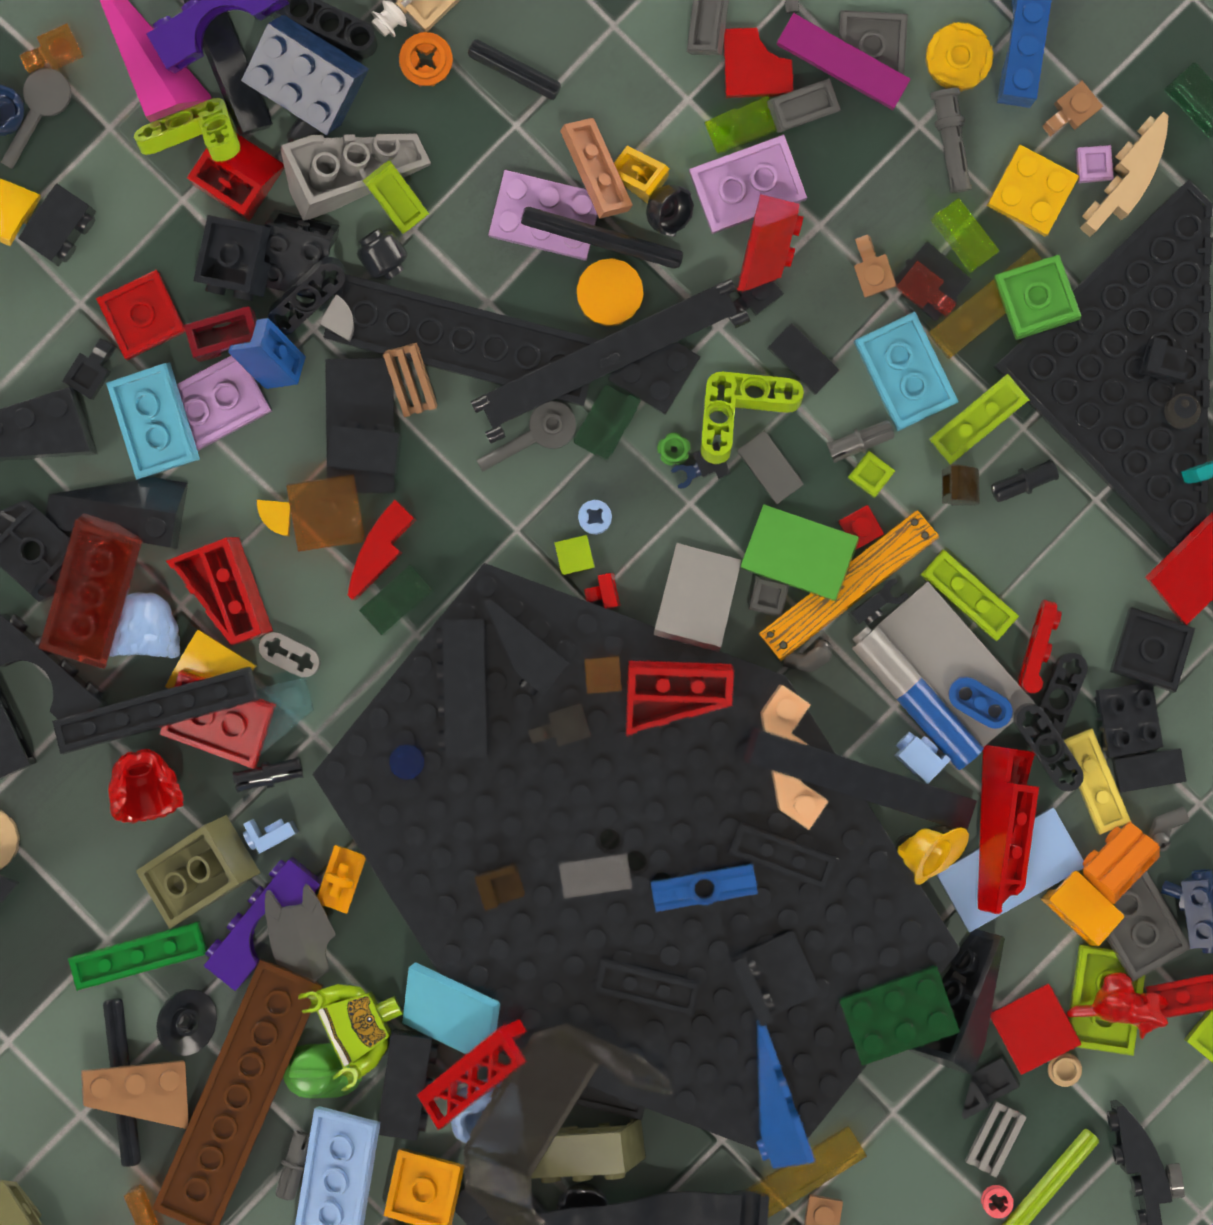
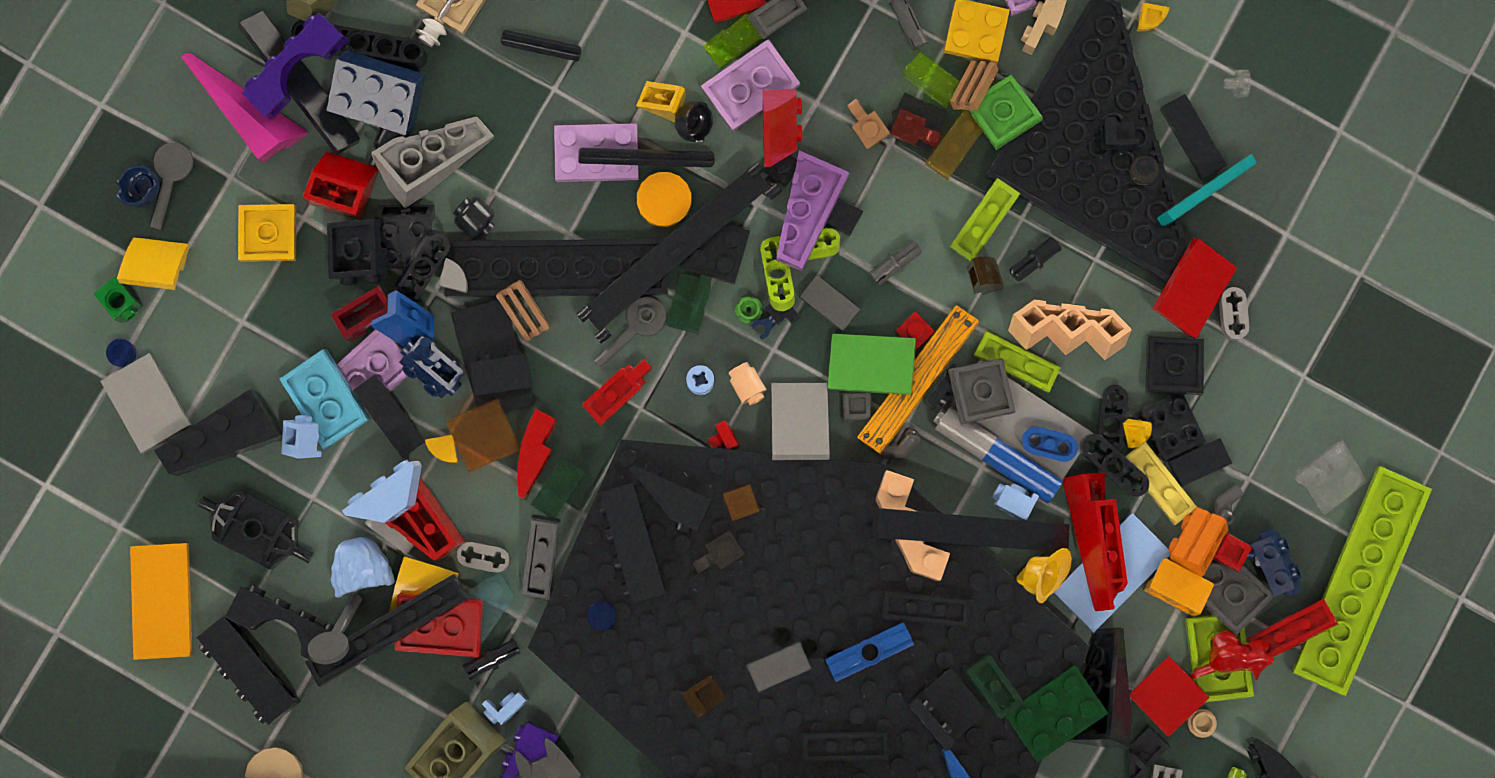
camera: 15 degrees left, 5 degrees down
(56, 47) = (172, 125): clear orange plate -> none
(58, 225) = (209, 264): black brick -> none
(88, 373) = (262, 374): black plate -> none
(88, 711) = (334, 645): none -> dark grey piece
(91, 591) = (310, 547): clear red slope -> none
(113, 459) = (300, 437): none -> light blue brick
(135, 206) = (267, 233): none -> yellow plate
(141, 314) = (294, 317): red tile -> none
(143, 788) = (393, 696): red hair -> none
(144, 507) = (332, 477): black wedge -> none
(187, 600) = (390, 535): none -> light grey beam
(196, 557) = (388, 496): none -> light blue slope
(206, 119) = (307, 147): lime beam -> none
(222, 461) = (388, 416): none -> black tile
(283, 412) = (431, 367): none -> dark blue brick
(341, 878) = (573, 727): light orange hips -> none
(355, 673) = (540, 557): none -> black tile
(395, 197) = (473, 169): lime tile -> none
(426, 44) = (465, 44): orange gear -> none
(494, 504) = (616, 392): none -> red hinge
(574, 555) = (692, 415): lime tile -> none
(596, 168) = (627, 104): nougat plate -> none
(648, 536) = (747, 384): none -> light nougat brick
(674, 691) = (802, 498): red wedge -> none
(781, 343) = (811, 201): none -> medium lavender wing
(836, 966) = (993, 686): none -> clear green brick
(871, 474) = (911, 287): lime tile -> none
(906, 371) = (916, 198): medium azure tile -> none
(918, 619) = (981, 391): none -> dark grey tile
(1006, 254) = (970, 85): none -> medium nougat tile
(1038, 647) = (1084, 389): red plate -> none
(1042, 573) = (1070, 327): none -> light nougat brick
(1085, 715) = (1137, 432): none -> yellow tile
(1156, 885) = (1232, 552): none -> red tile

